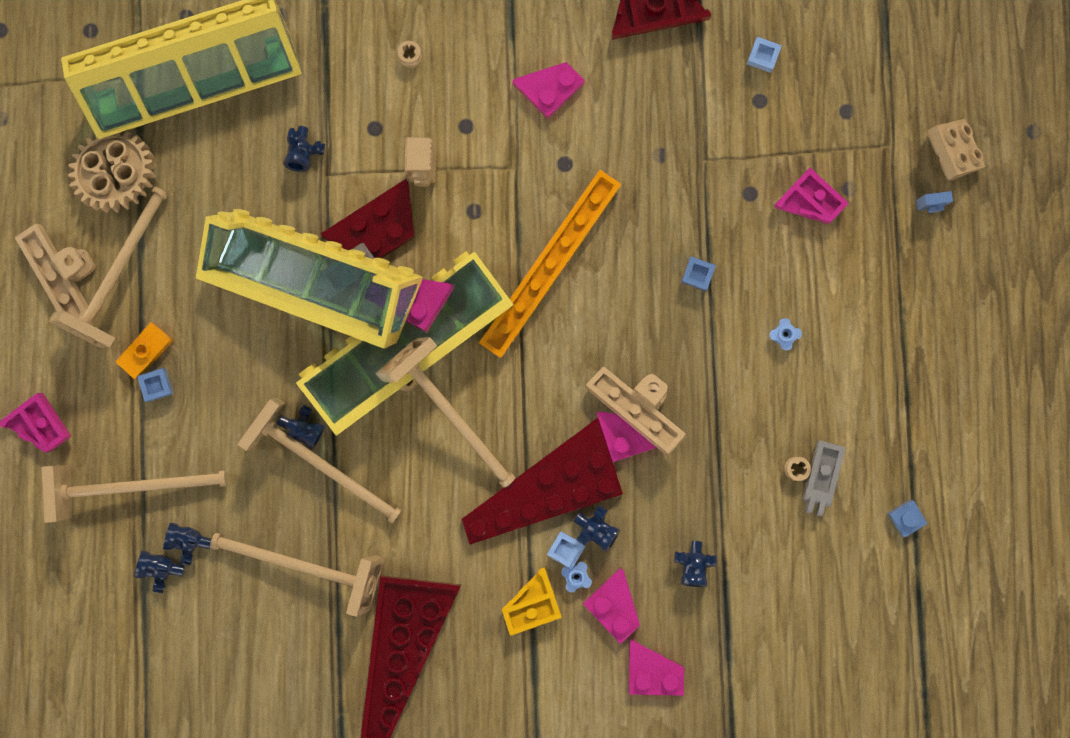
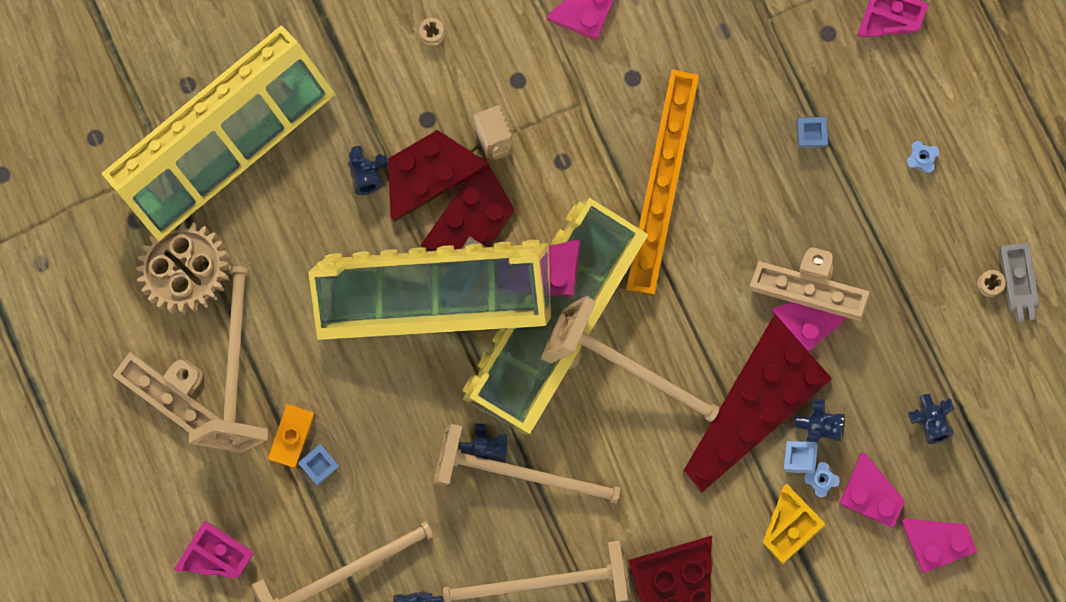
camera: 30 degrees left, 5 degrees down
(353, 172) = (428, 171): none -> dark red wing

